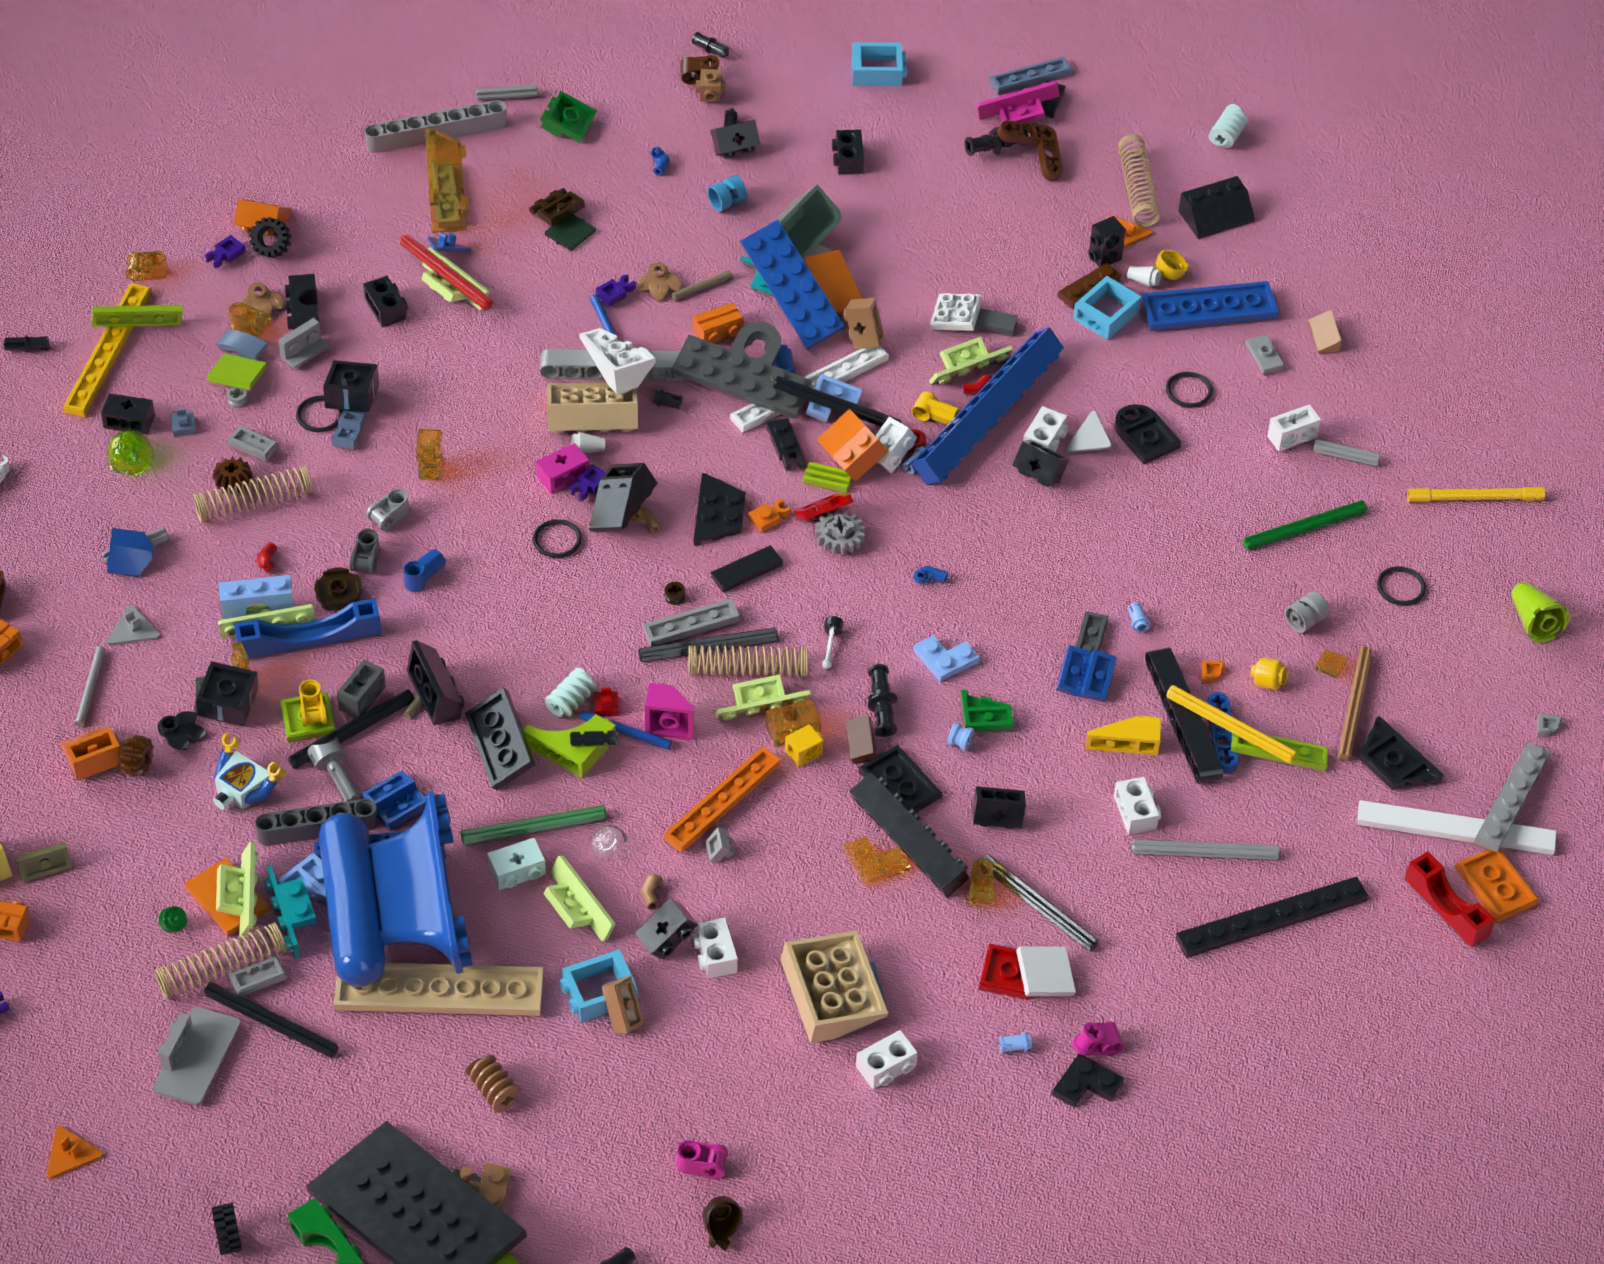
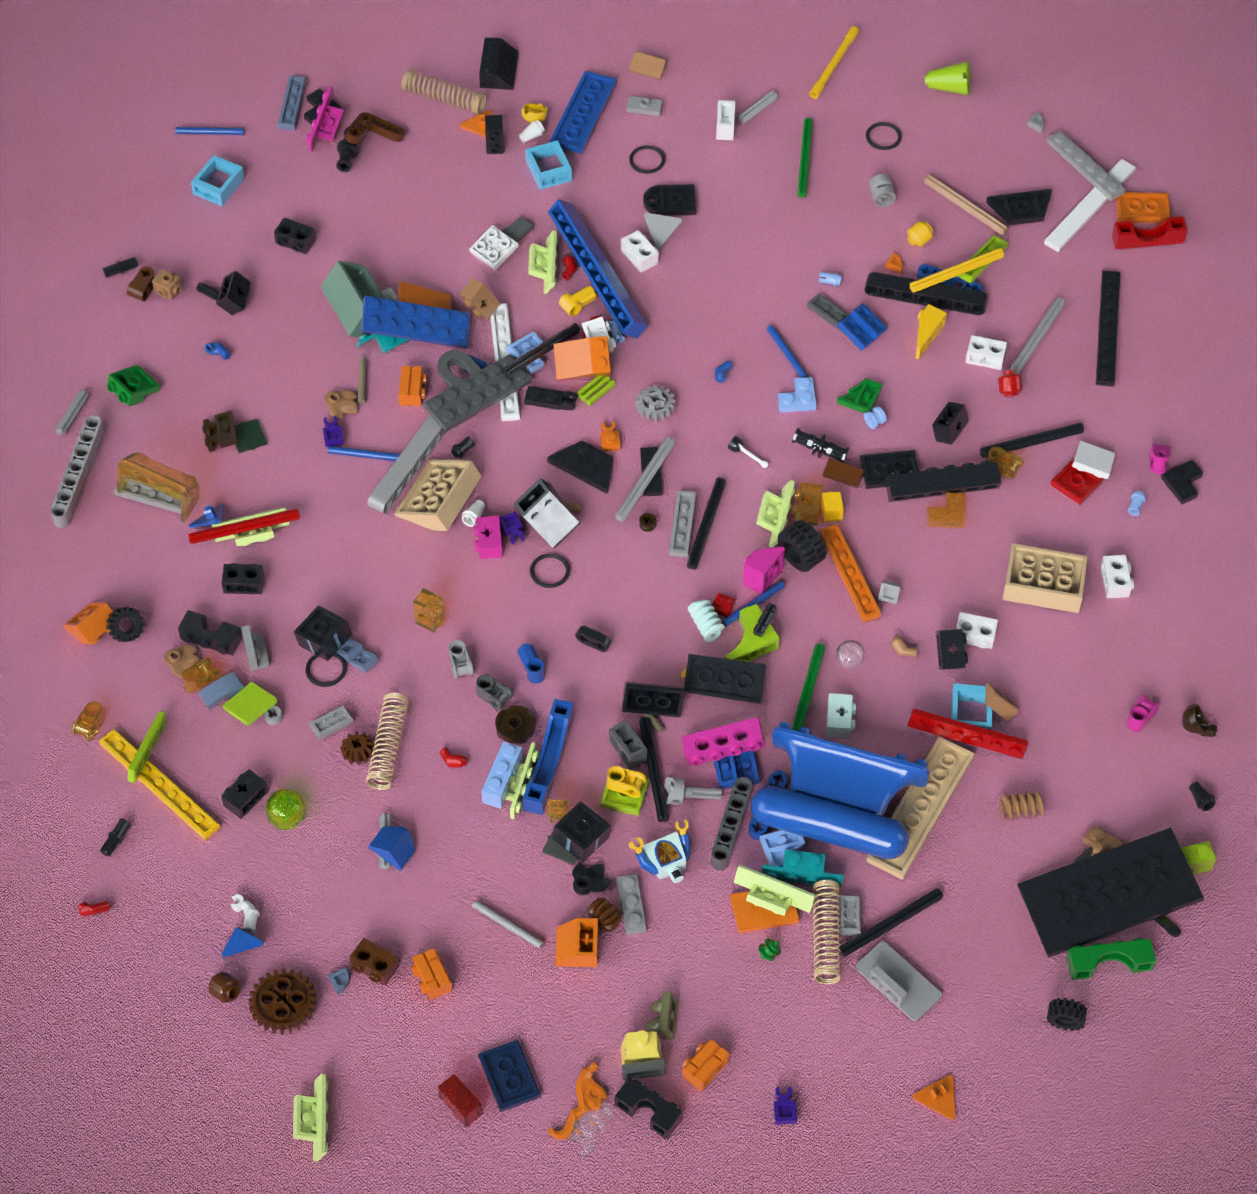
camera: 60 degrees left, 5 degrees up
(132, 628) = (465, 875): light grey piece -> none
(169, 779) = (631, 904): none -> light grey plate
(183, 423) = (276, 762): sand blue tile -> none
(227, 249) = (111, 661): dark purple plate -> none
(410, 766) = (730, 733): none -> dark pink brick
(486, 607) = (593, 638): none -> black beam
(559, 997) = (967, 733): none -> red plate
(576, 902) = (891, 693): yellowish green bracket -> none
(618, 361) = (423, 455): white wedge -> none
(718, 732) = (802, 545): none -> black tyre
(726, 193) = (285, 323): dark azure wheel -> none
(726, 563) = (645, 479): none -> light grey axle
(802, 667) = (725, 531): tan piece -> none
(827, 504) = (627, 400): red wing -> none
(942, 32) = (214, 131): none -> blue bar
(1002, 621) = (798, 368): none -> blue bar
(1052, 463) = (659, 263): black brick -> none
(1076, 290) = (518, 166): reddish brown plate -> none
(1102, 845) = (1010, 383): none -> red head
(1228, 126) = (428, 21): light aqua piece -> none
(1331, 663) = (926, 201): clear yellow tile -> none

